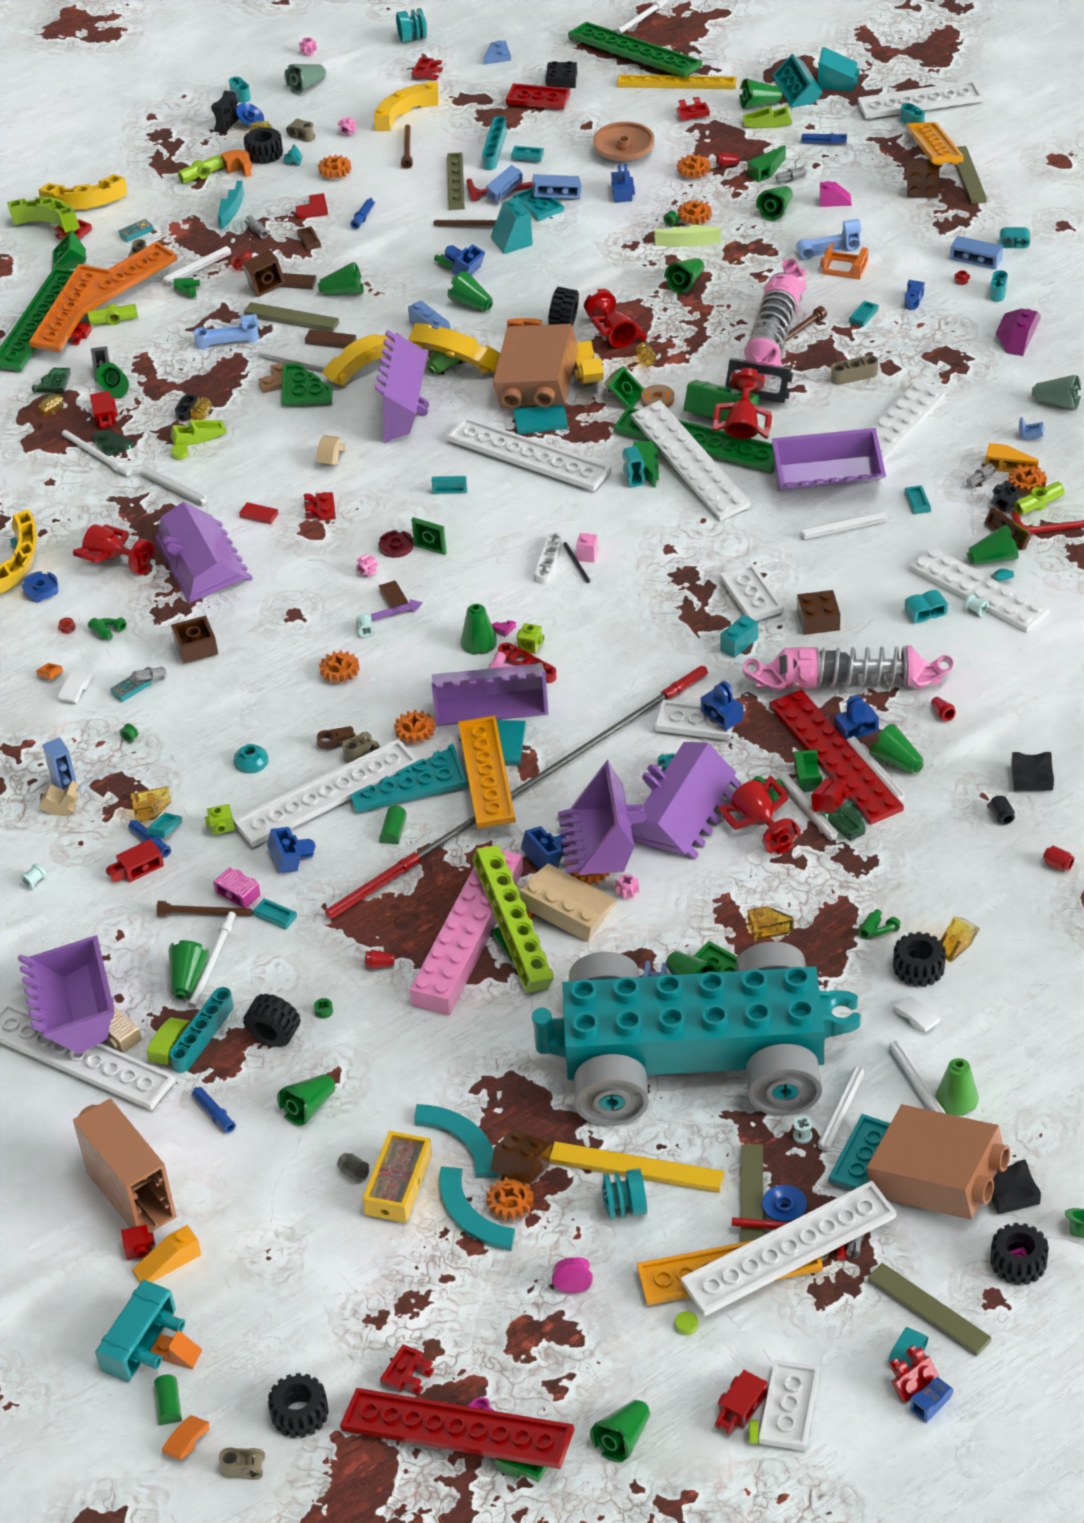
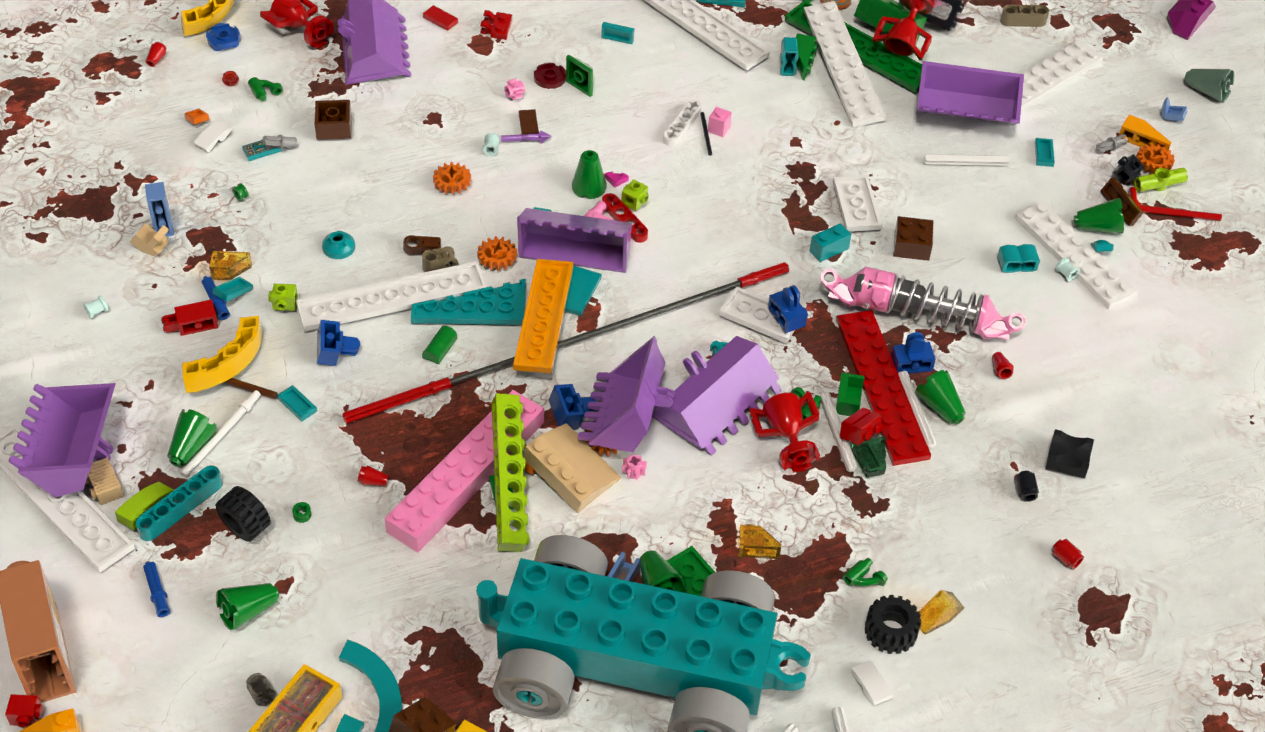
camera: 10 degrees right, 5 degrees up
(196, 888) = (228, 362): none -> yellow brick
(237, 887) = (271, 368): dark pink brick -> none

